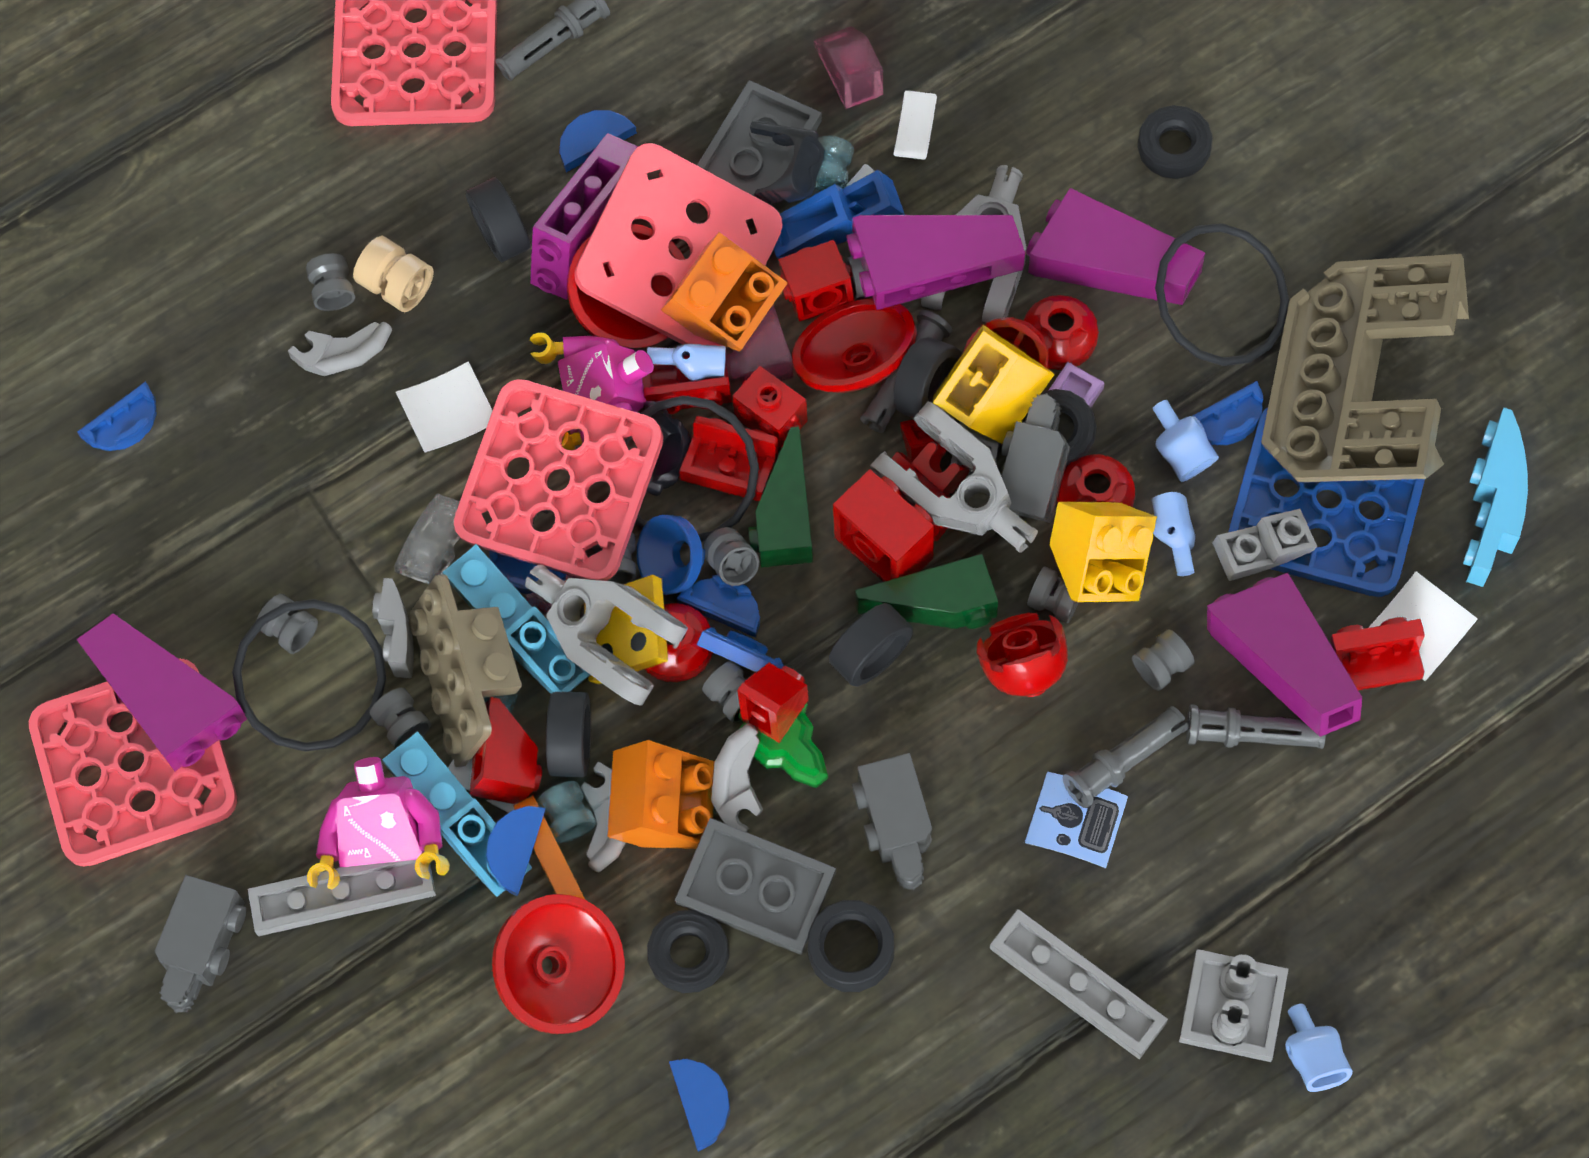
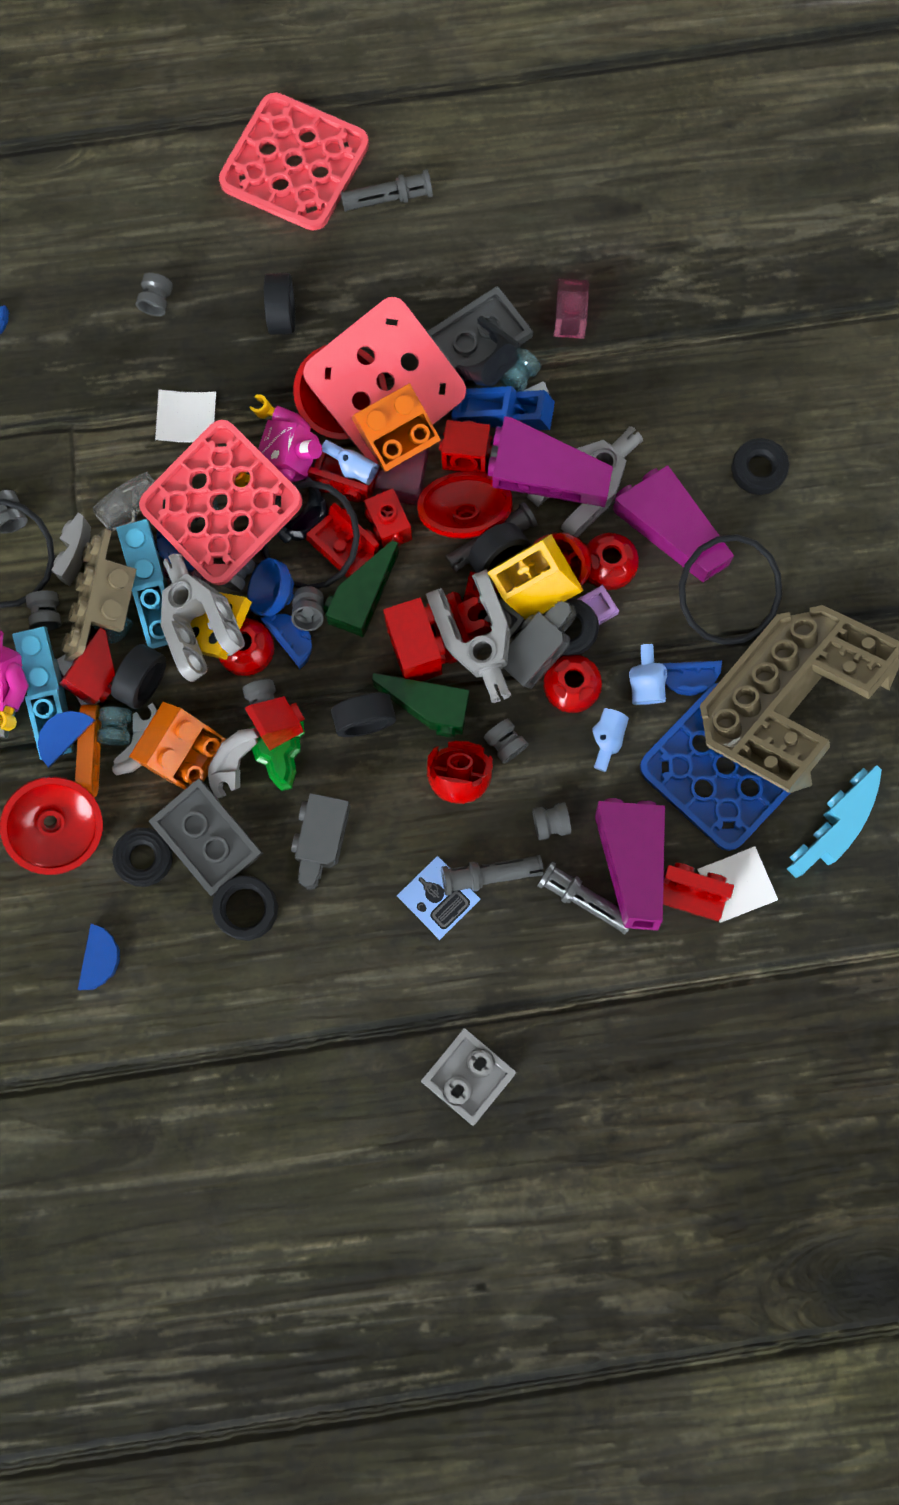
camera: 25 degrees right, 10 degrees up
(340, 354) = (136, 346): light grey piece -> none
(389, 271) = (195, 308): tan wheel -> none
(575, 214) = (330, 320): magenta slope -> none
(588, 131) = (376, 275): blue tile -> none
(738, 649) = (281, 675): blue tile -> none
(915, 125) = (593, 370): white sticker -> none
(1078, 984) = (376, 1009): light grey plate -> none
(1102, 549) = (549, 727): yellow slope -> none
(1264, 546) = (662, 777): light grey slope -> none
(1316, 1052) = (504, 1136): light blue piece -> none

